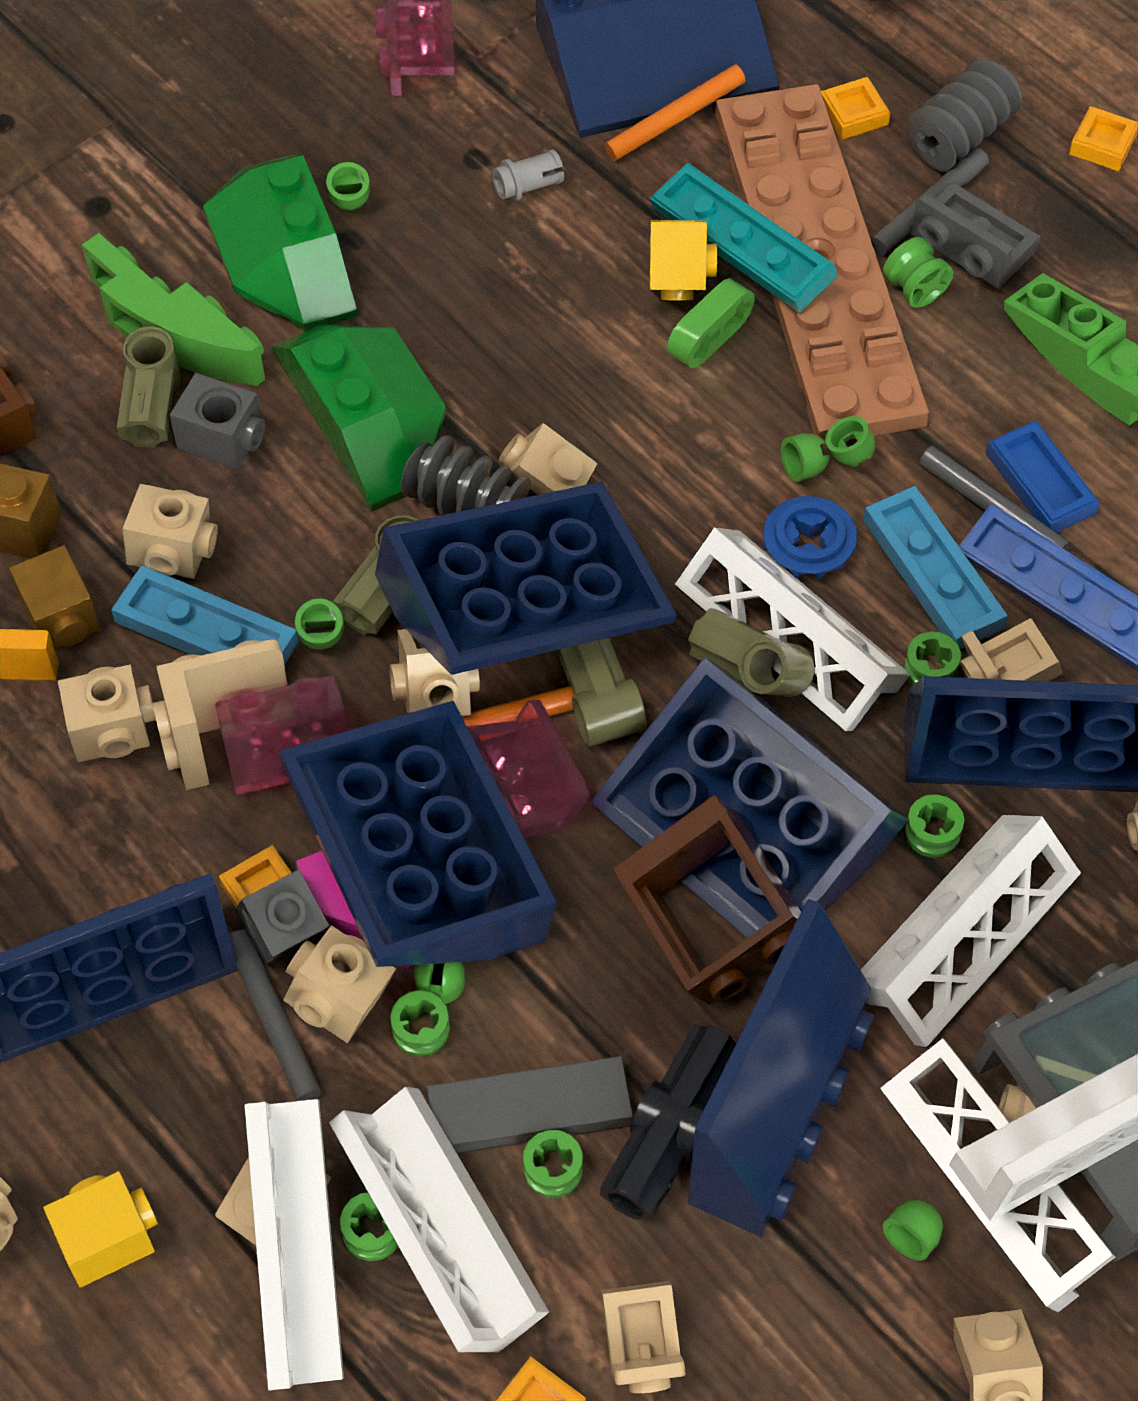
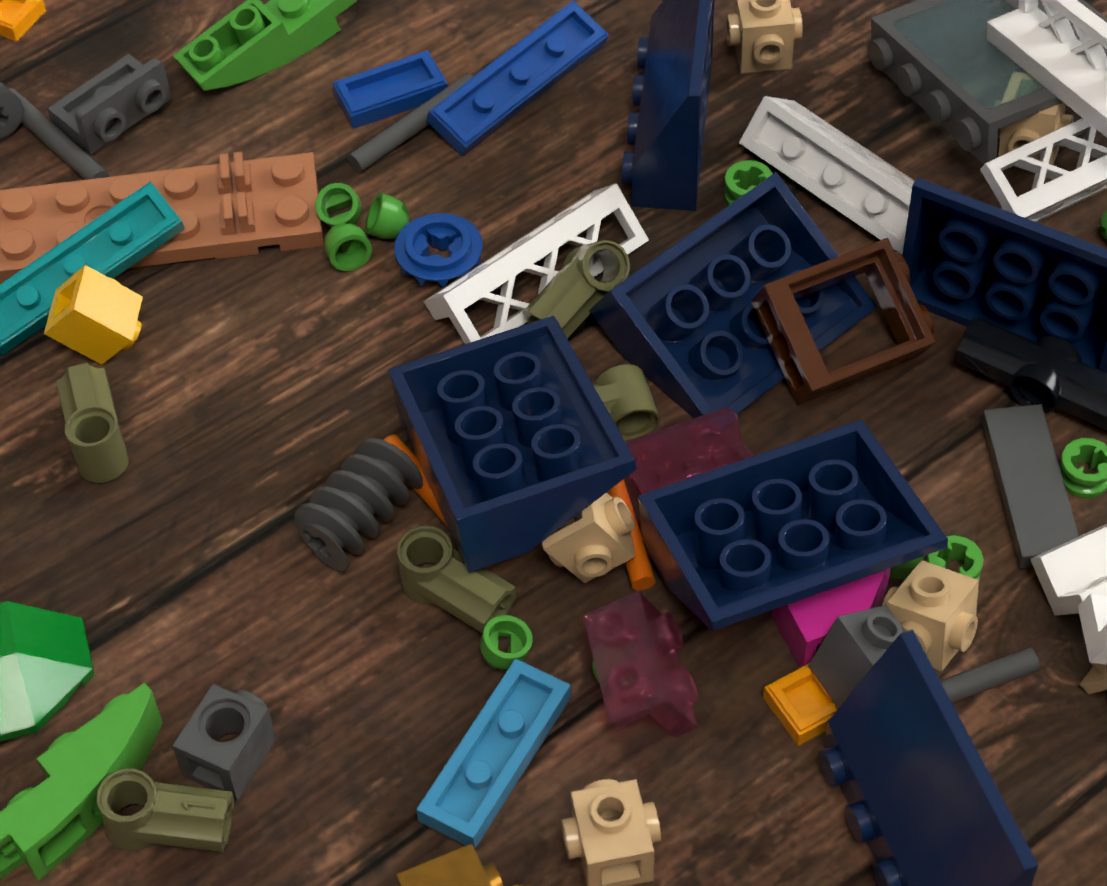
camera: 85 degrees left, 5 degrees down
(169, 531) = (379, 779): tan brick -> none
(195, 685) = (629, 740): tan bracket -> none
(365, 400) = (213, 607): green wedge -> none
(545, 280) = (92, 423): none -> olive piece
(547, 461) = (324, 444): tan bracket -> none
(710, 323) = (176, 303): bright green beam -> none
(846, 484) = (386, 217): none -> bright green hinge
(918, 272) = (148, 144): bright green wheel -> none
(932, 643) = (580, 162): bright green bush -> none
(934, 566) = (485, 162): dark azure plate -> none
(1013, 655) = (593, 117): tan bracket -> none

